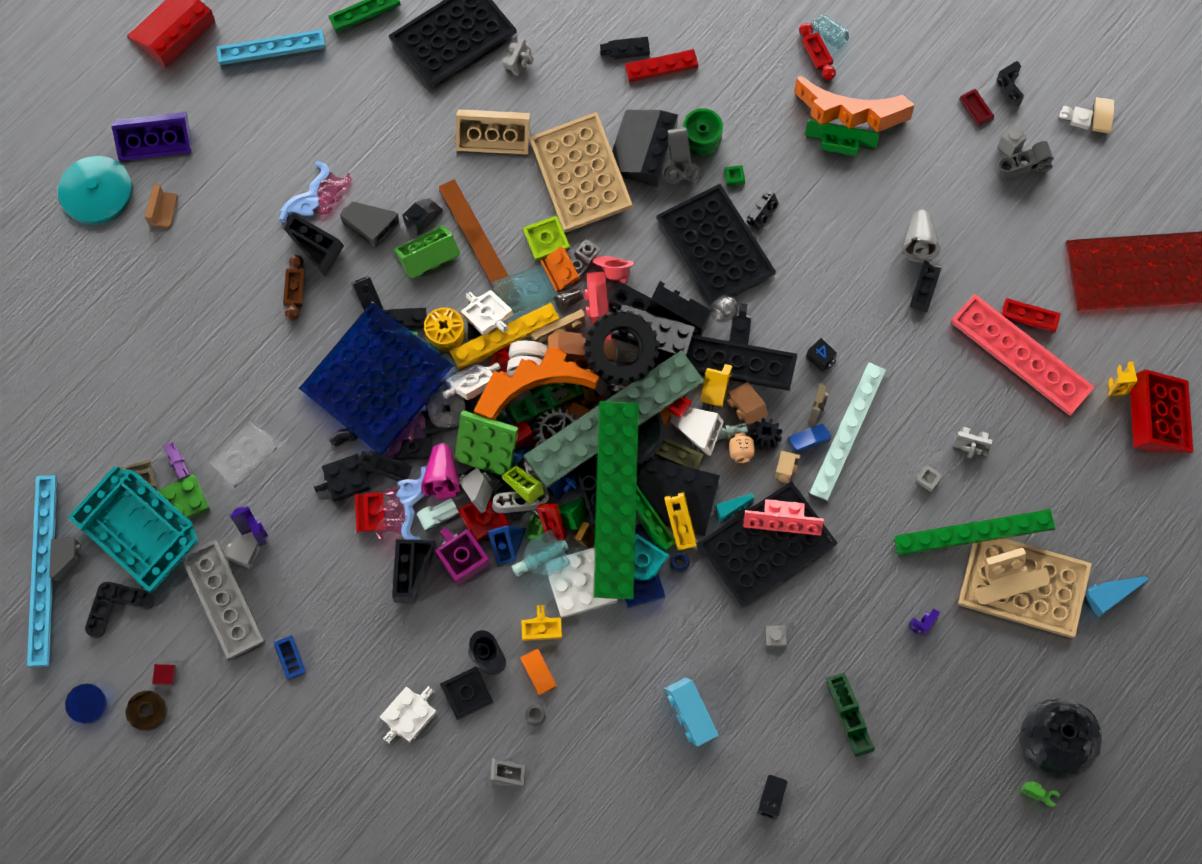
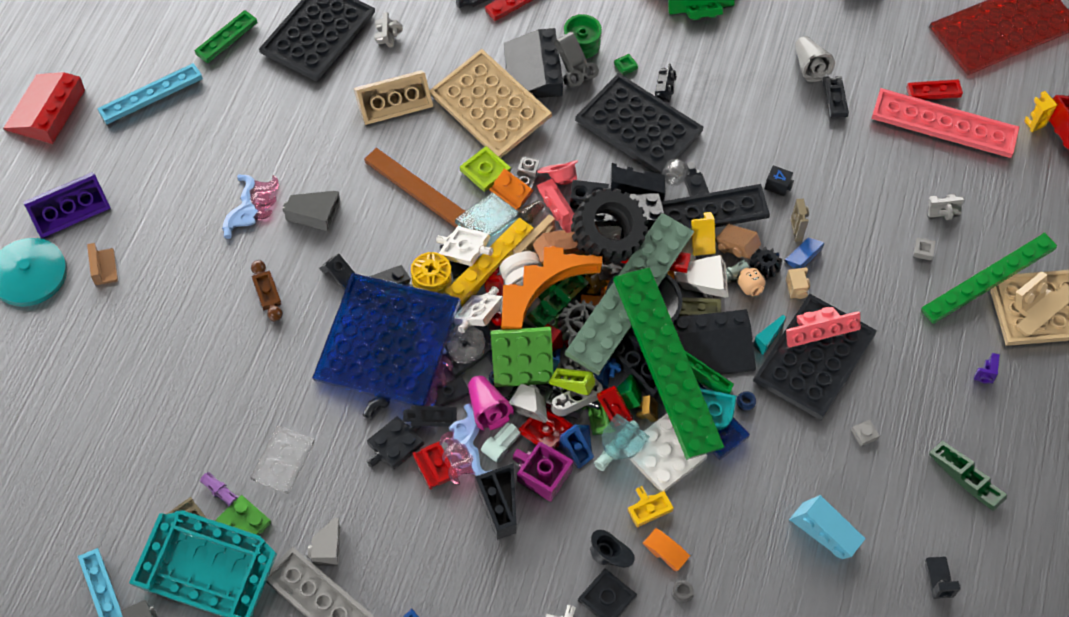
camera: 25 degrees left, 10 degrees down
(247, 523) = (325, 513): dark purple bracket -> none
(314, 242) = (269, 243): black wedge -> none
(421, 215) = (359, 188): black slope -> none
(427, 251) = (381, 216): bright green slope -> none
(681, 522) = (731, 363): yellow plate -> none
(847, 432) = (834, 238): light aqua plate -> none

